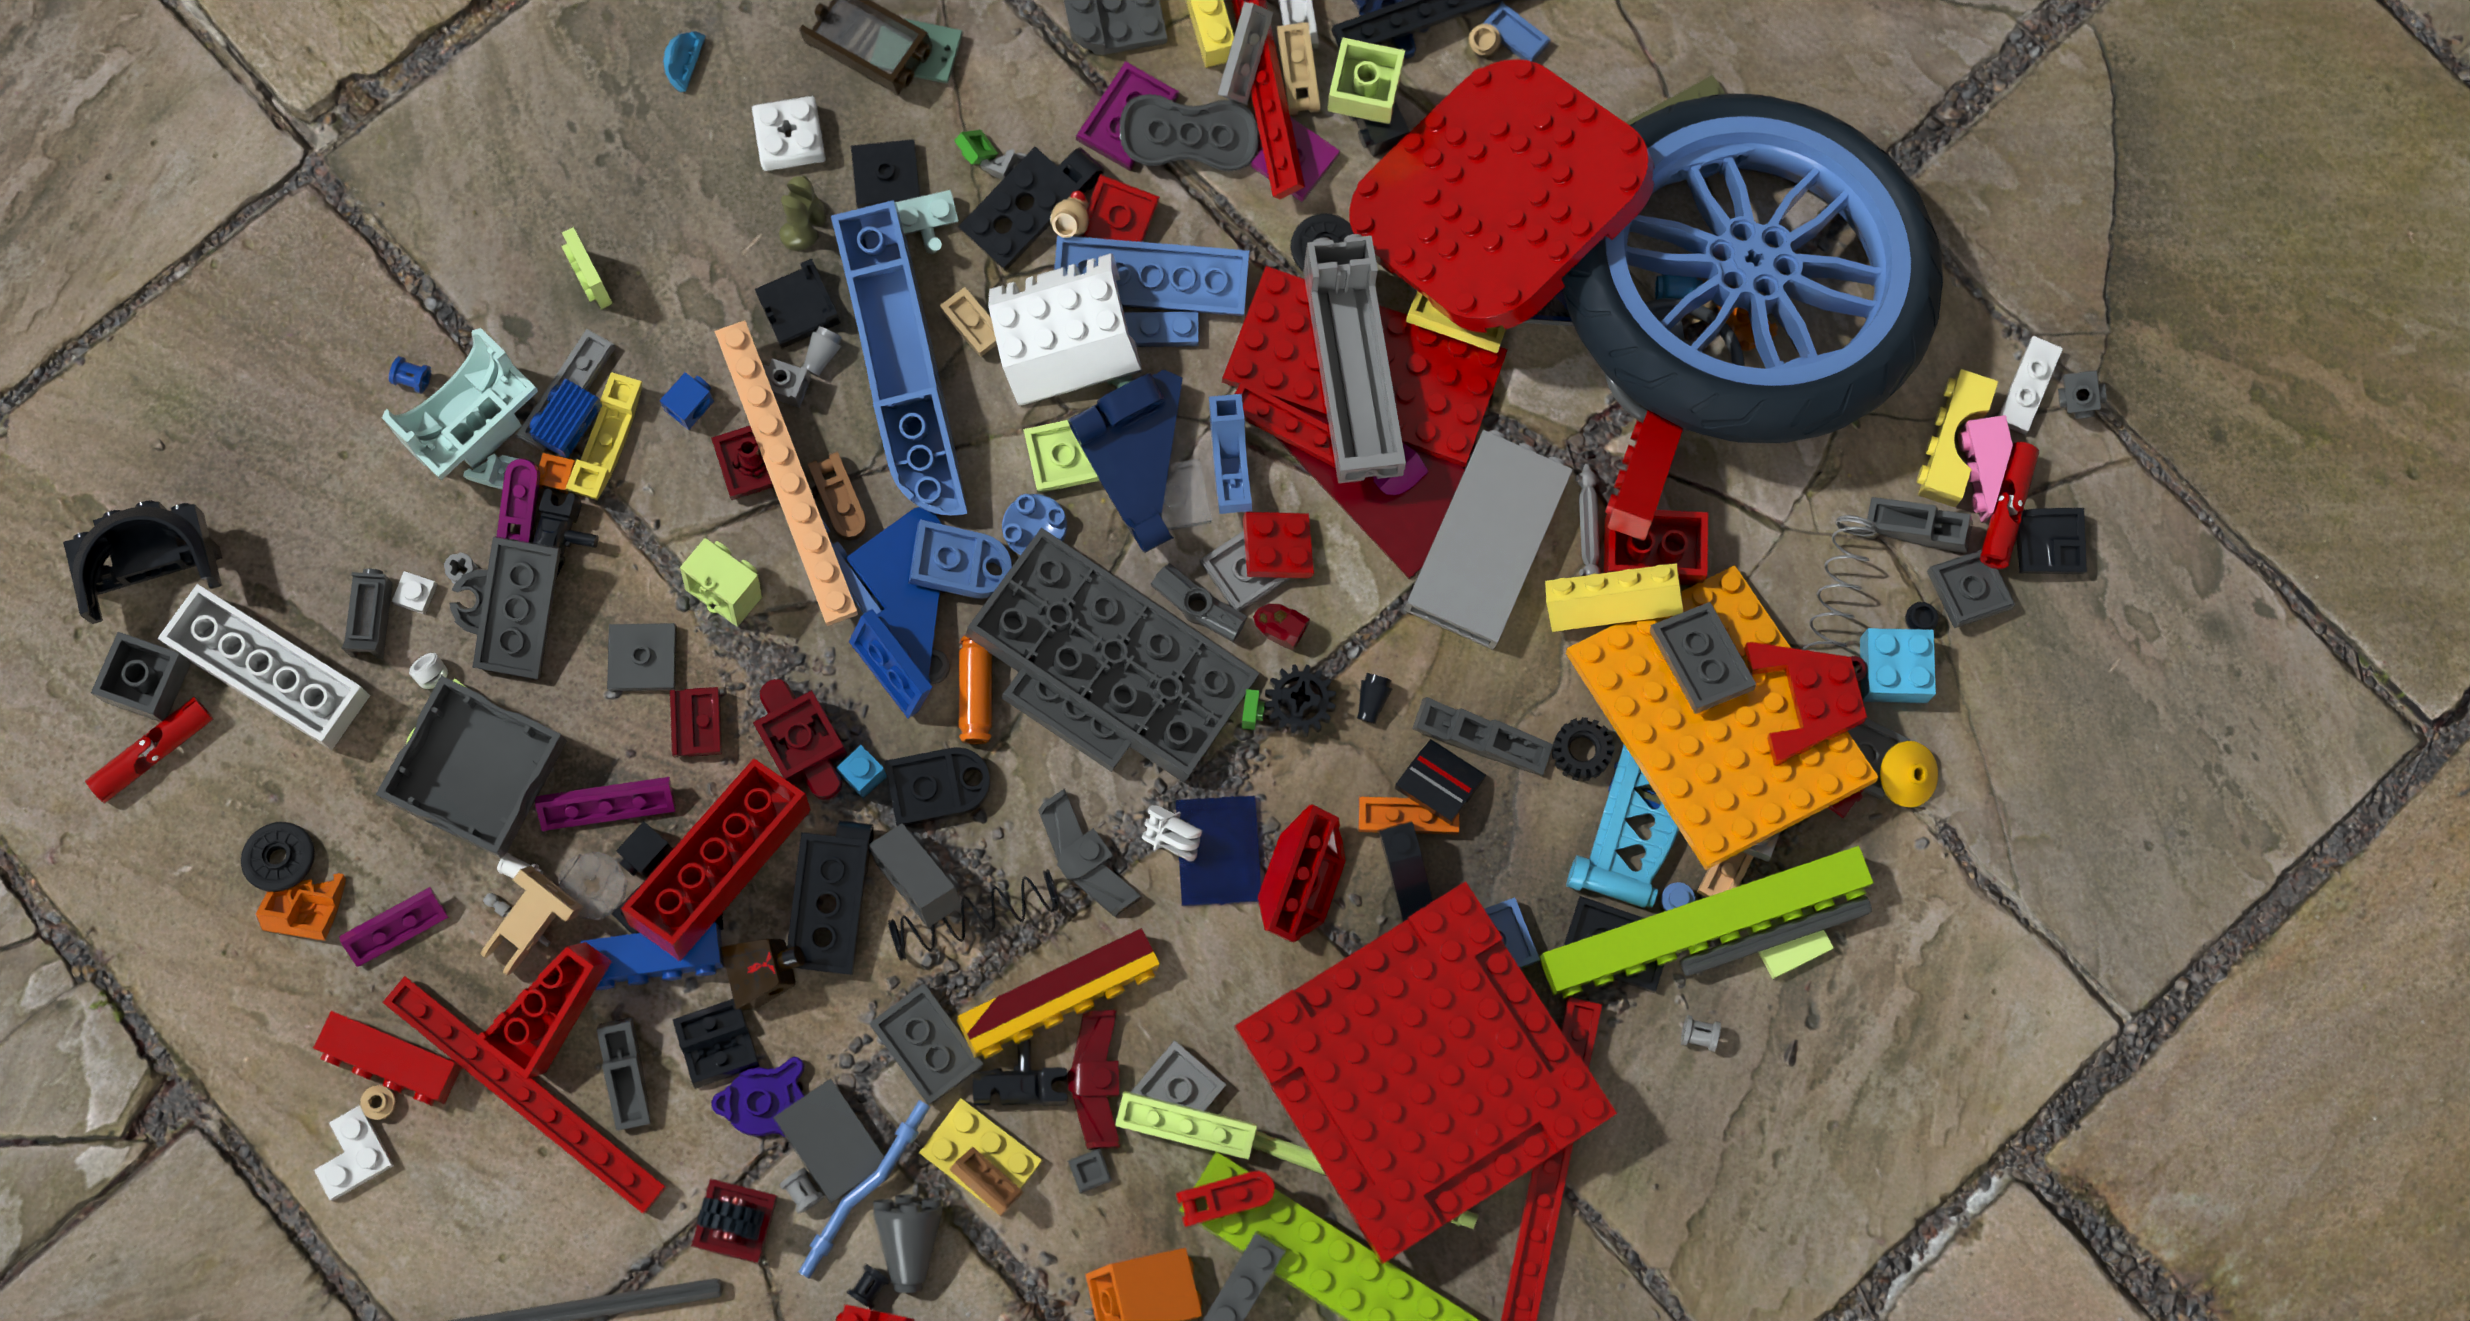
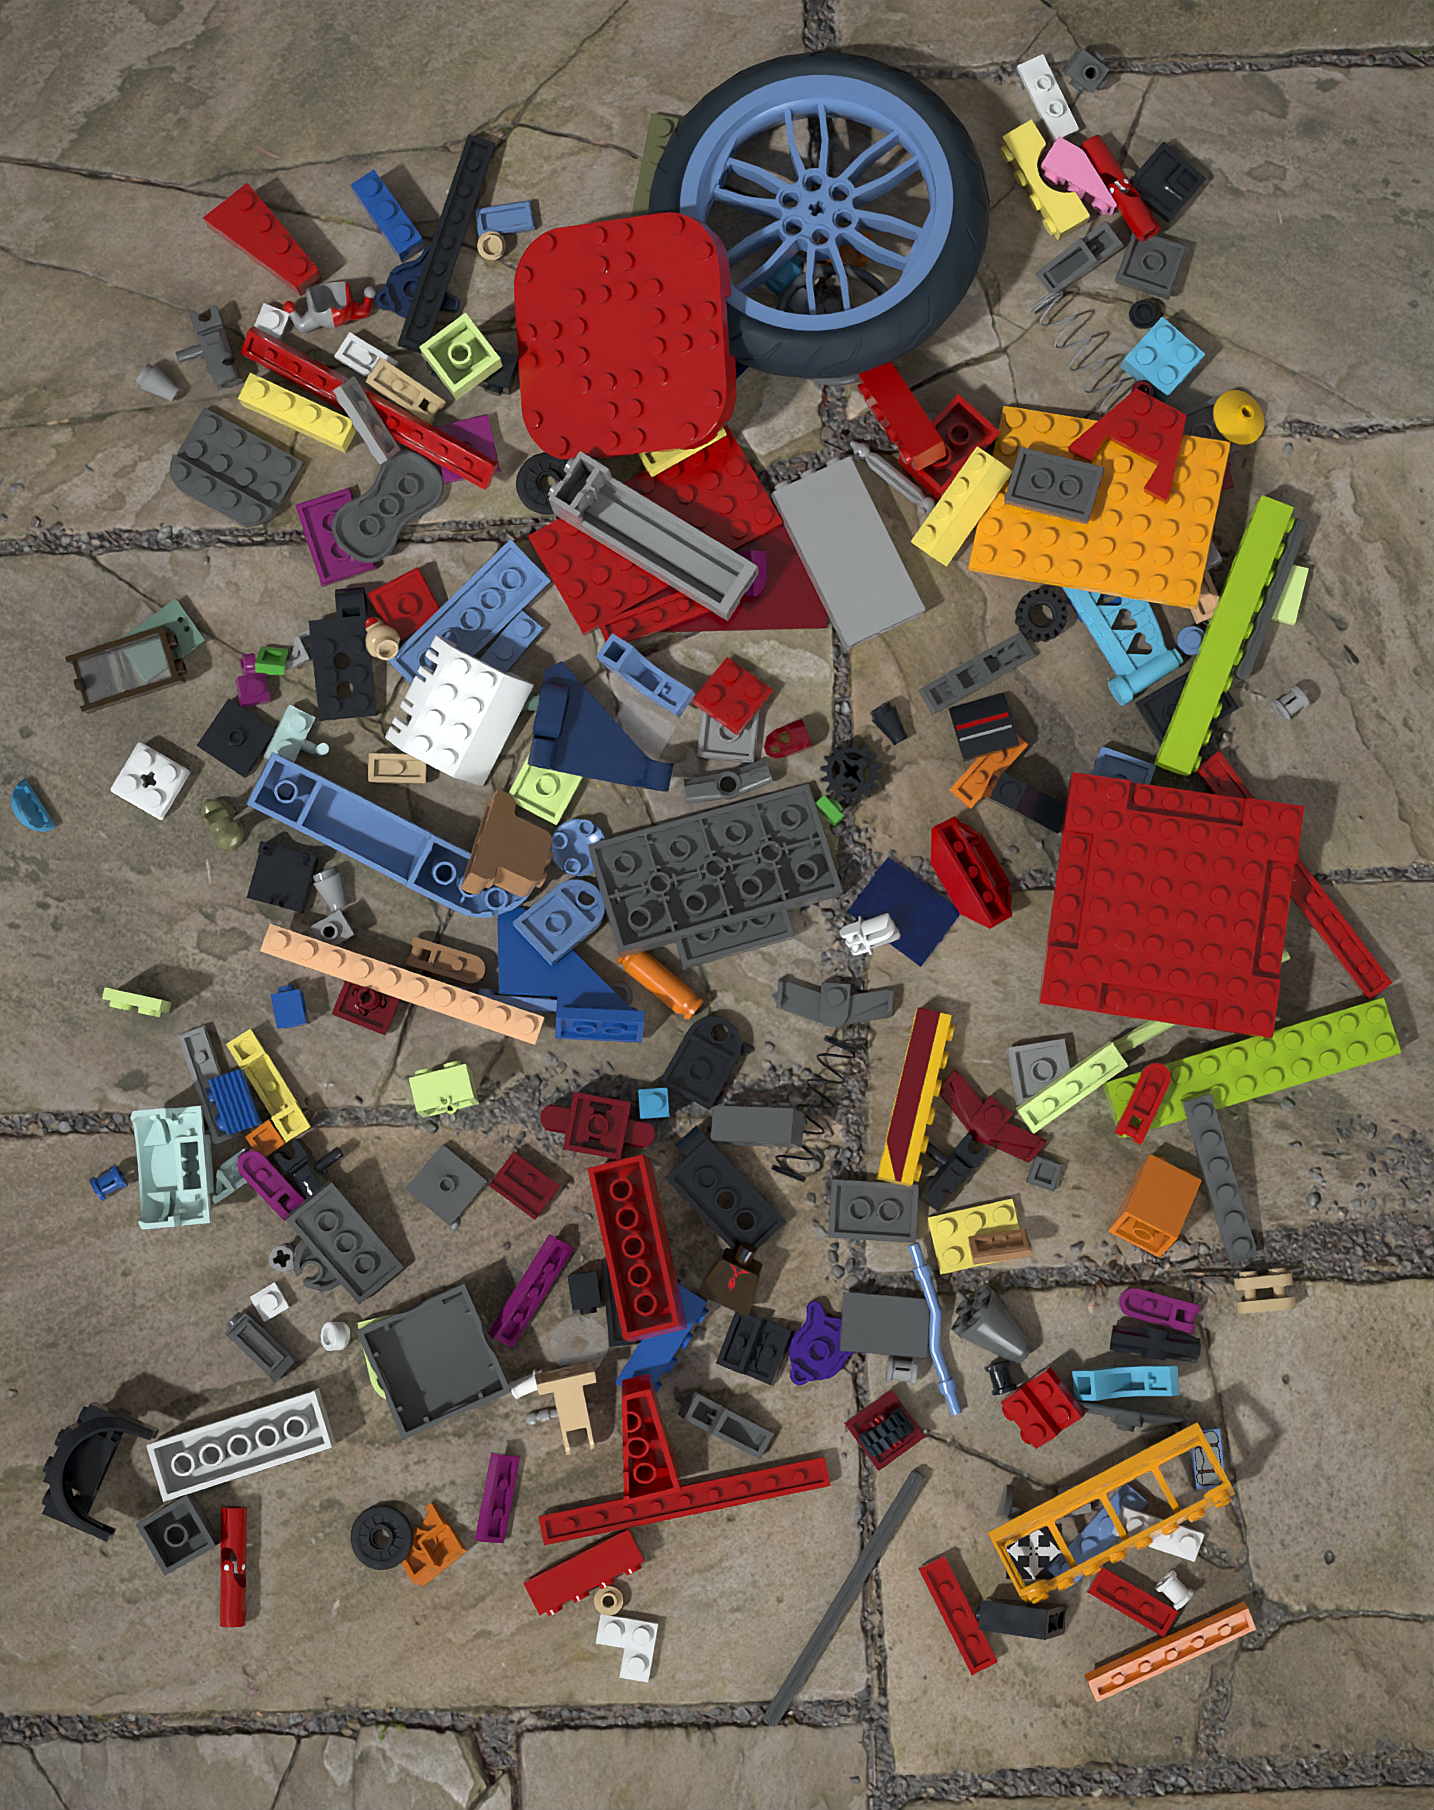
camera: 45 degrees left, 10 degrees up
(940, 148) = (251, 687): none -> magenta plate
(975, 463) = (507, 851): none -> medium nougat brick

